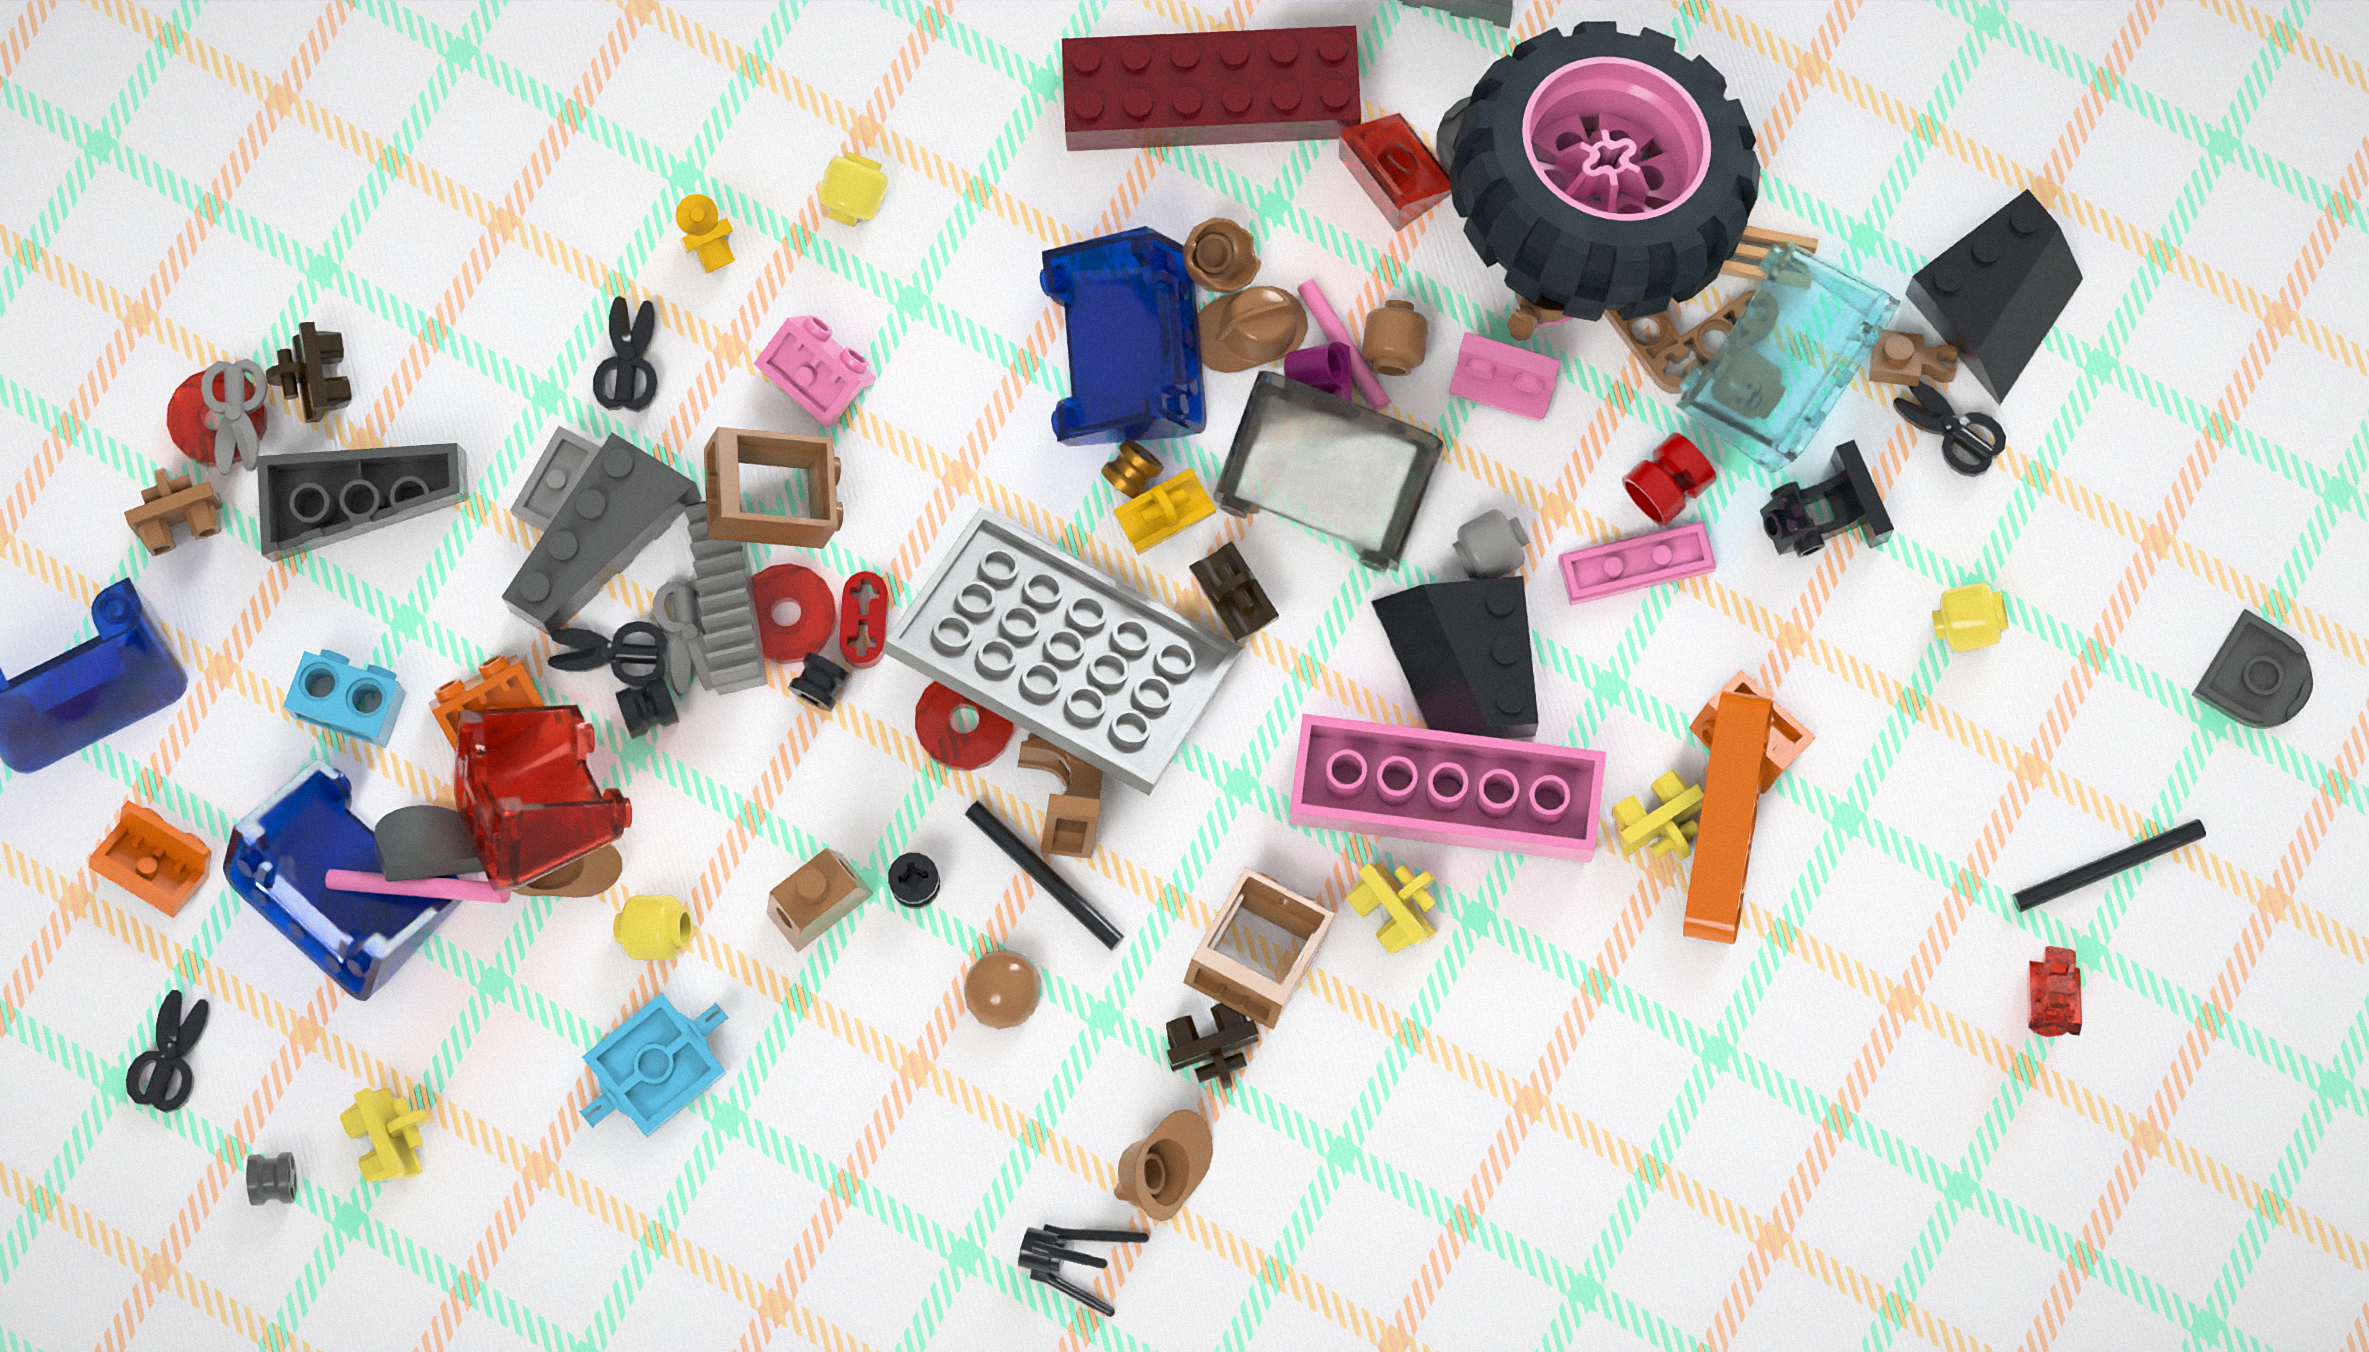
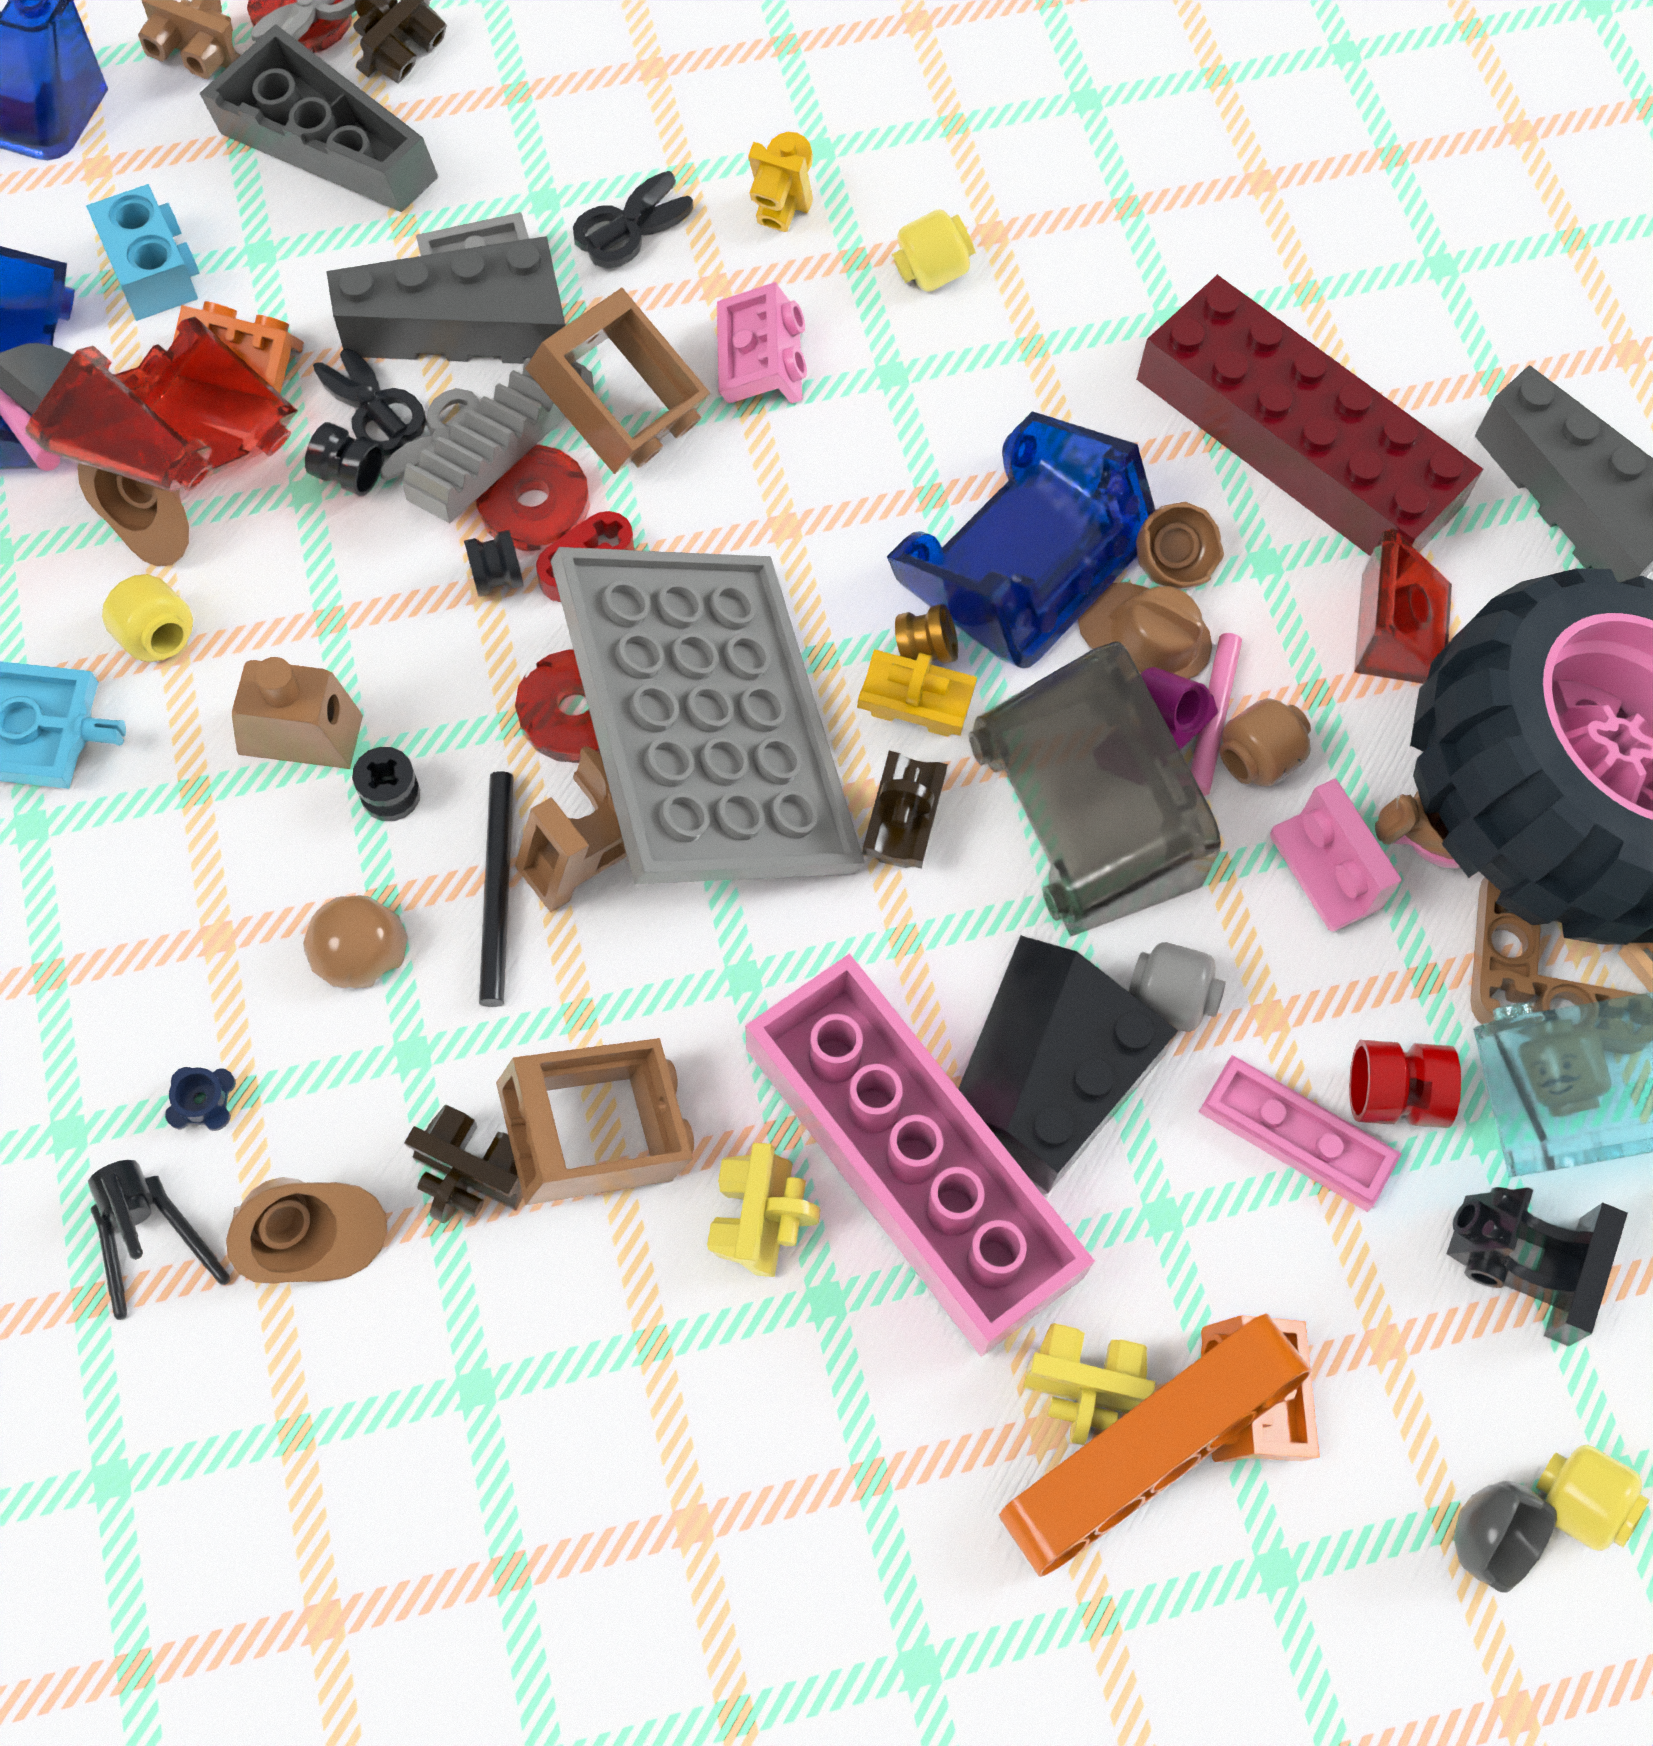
camera: 40 degrees right, 10 degrees down
(1019, 1175) = (186, 1085): none -> dark blue plate
(1943, 683) = (1503, 1533): none -> dark grey hair

